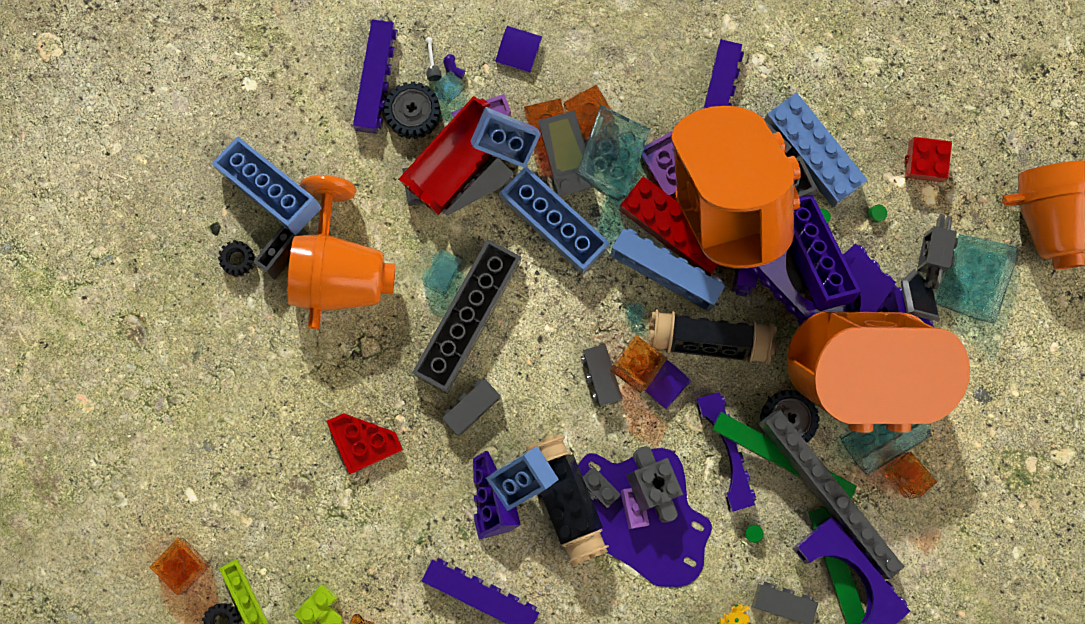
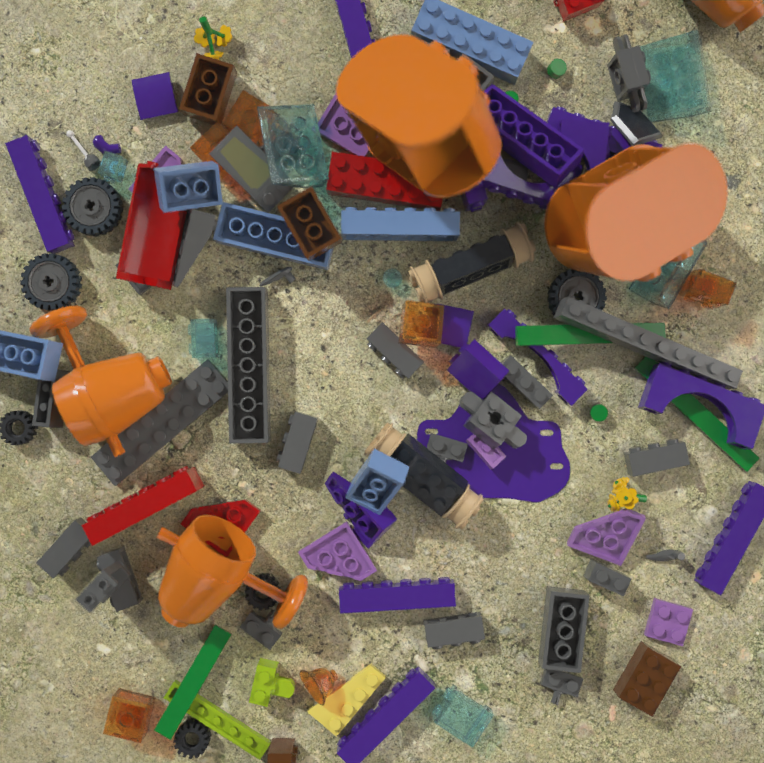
camera: 30 degrees left, 10 degrees up
(215, 386) = (65, 550): none -> dark grey brick
(232, 433) = (103, 586): none -> dark grey panel
(244, 439) = (128, 593): none -> dark grey brick
(253, 568) = (192, 682): none -> green tile
(305, 385) = (138, 507): none -> red brick
(327, 474) = (203, 579): none -> orange piece
(332, 141) = (37, 279): none -> wheel
(342, 557) = (261, 629): none -> dark grey plate
(351, 518) = (255, 600): none -> black tyre
(363, 324) = (164, 422): none -> dark grey plate
(450, 529) = (339, 554): none -> medium lavender plate
(538, 255) = (285, 272): none -> dark grey bar
(567, 68) = (208, 89): none -> reddish brown brick
(589, 25) = (206, 35): none -> yellow plant
(590, 224) = (310, 223): none -> reddish brown brick
(665, 431) = (477, 369): none -> dark purple brick
(701, 467) = (525, 383): none -> dark grey brick

